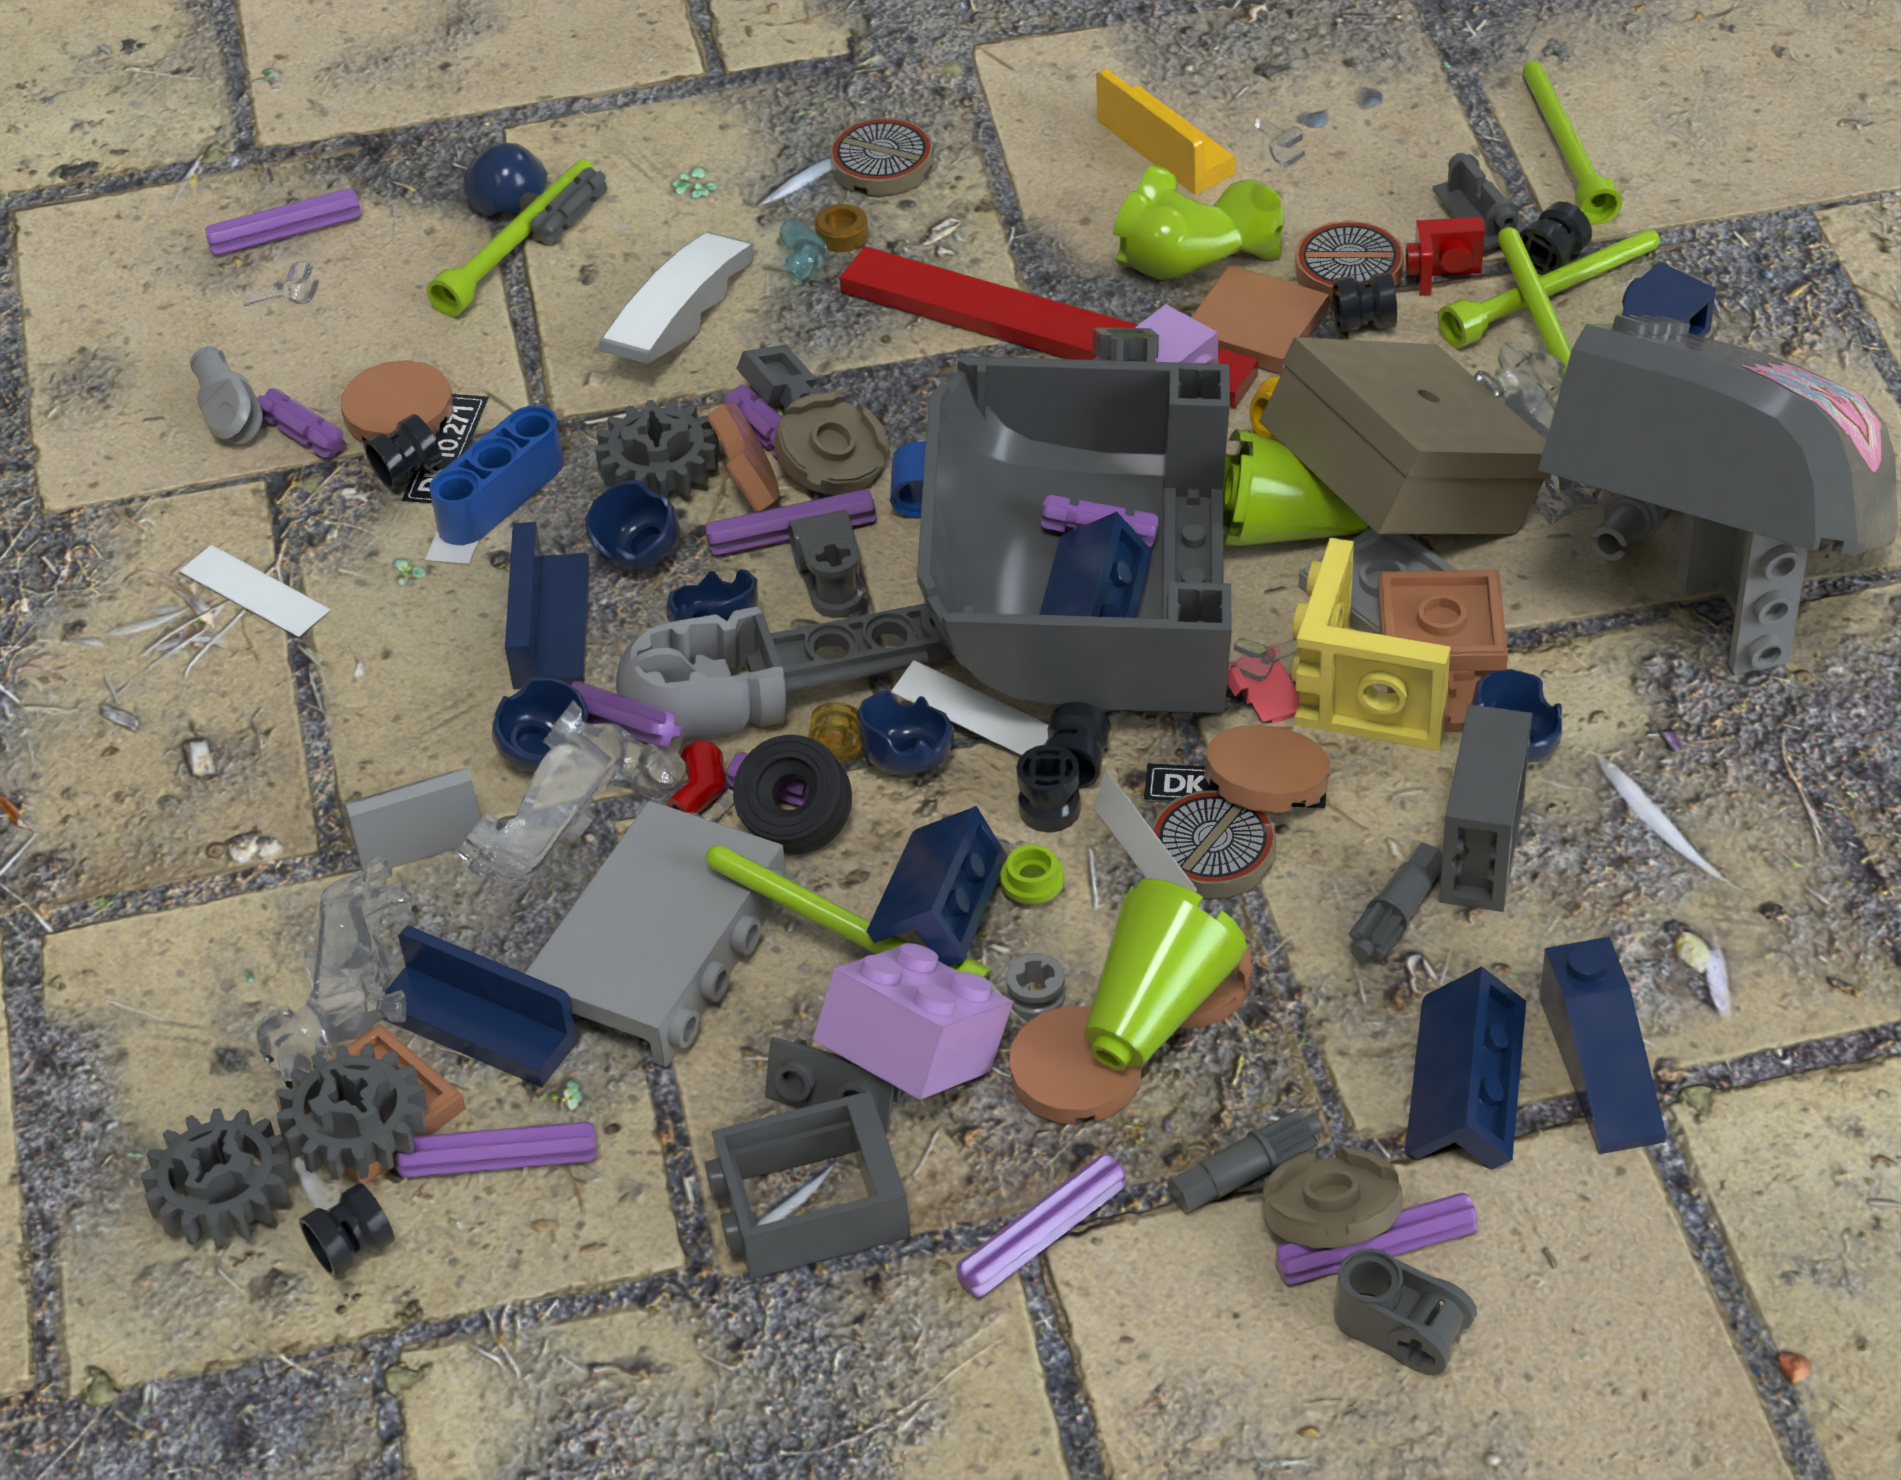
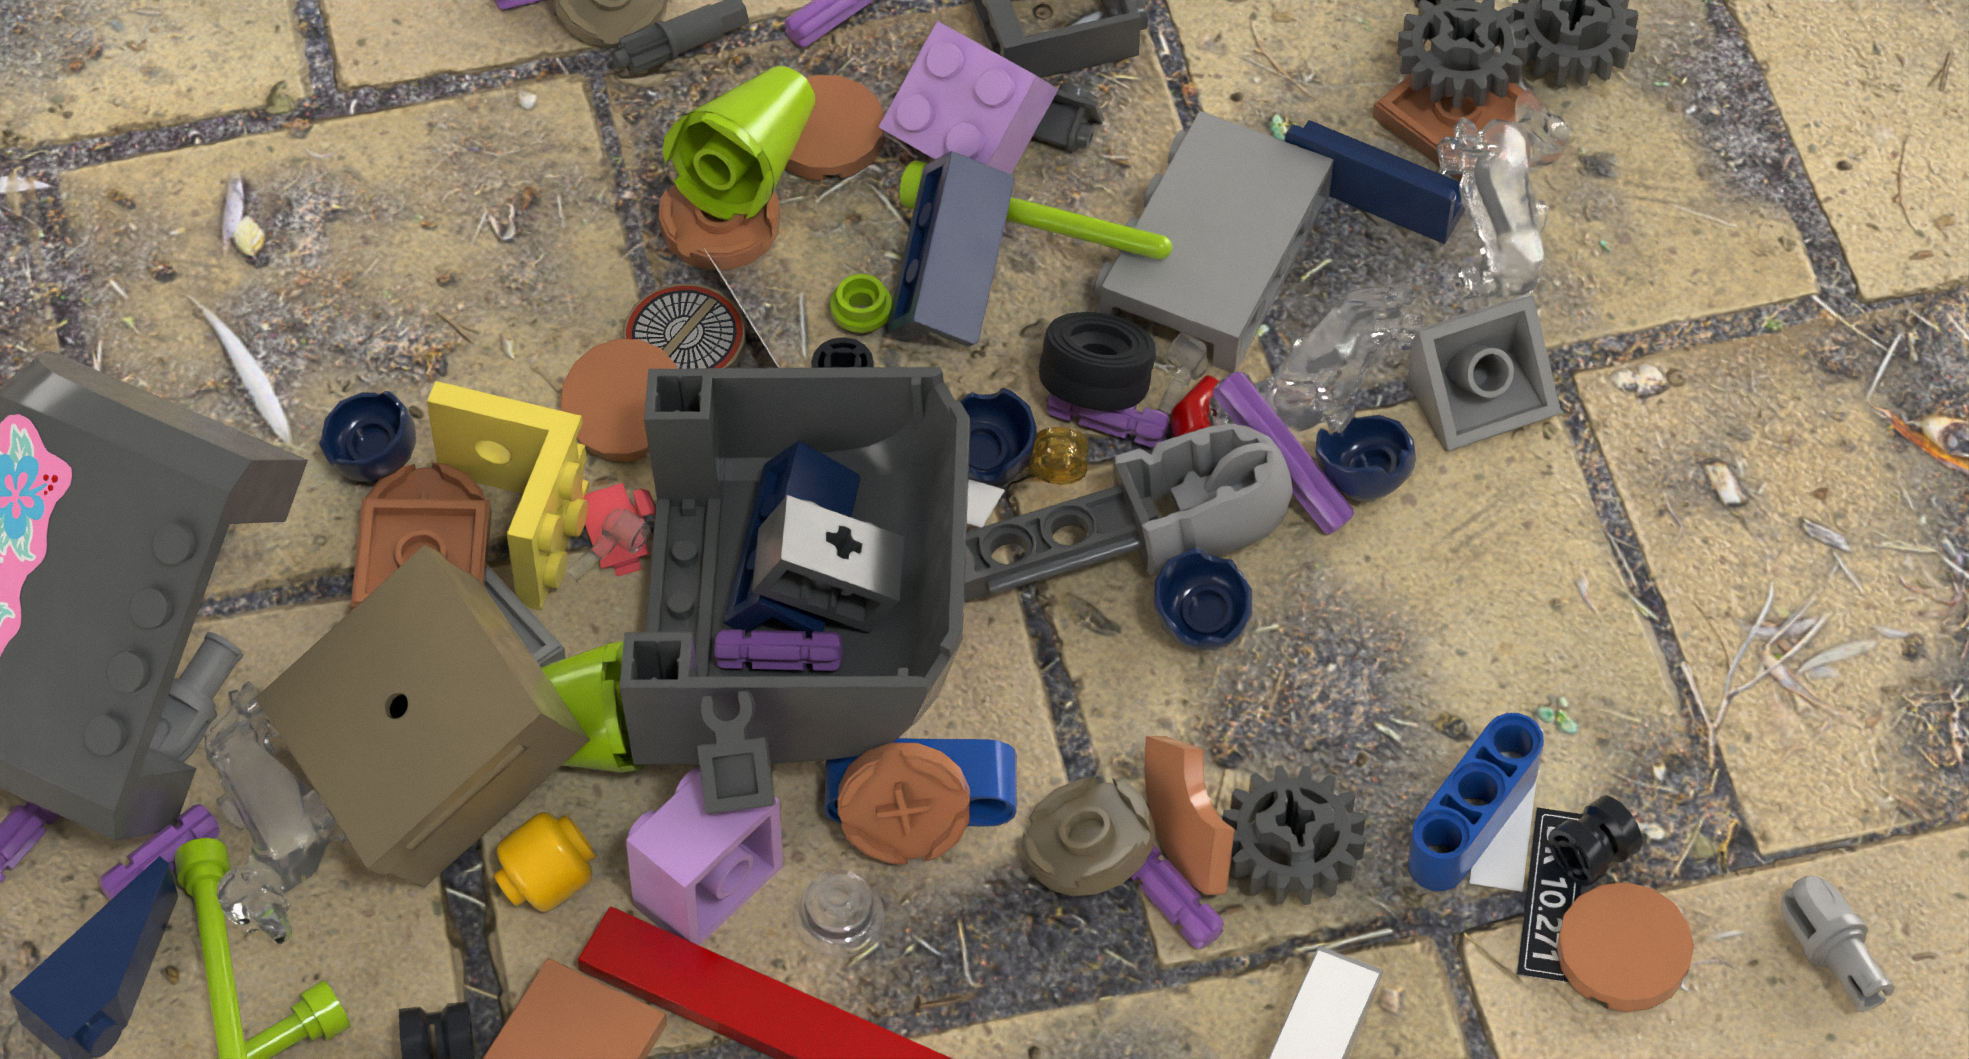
camera: 175 degrees right, 10 degrees up
(255, 590) = (1727, 692): white sticker -> none
(301, 423) = (1735, 915): medium lavender axle -> none
(499, 1149) = (1324, 62): medium lavender axle -> none
(545, 611) = (1388, 630): dark blue panel -> none
(632, 526) = (1303, 710): dark blue hair -> none
(771, 525) = (1124, 743): medium lavender axle -> none
(777, 374) = (1154, 942): dark grey plate -> none
(828, 562) = (1082, 676): dark grey piece -> none
(1035, 968) = (859, 182): light grey bush -> none
(1053, 529) = (828, 564): none -> dark grey brick
(1391, 910) = (516, 265): dark grey piece -> none
(1468, 1069) = (480, 103): dark blue panel -> none
(1485, 808) = (417, 304): dark grey window -> none
(1601, 1043) = (357, 126): dark blue slope -> none

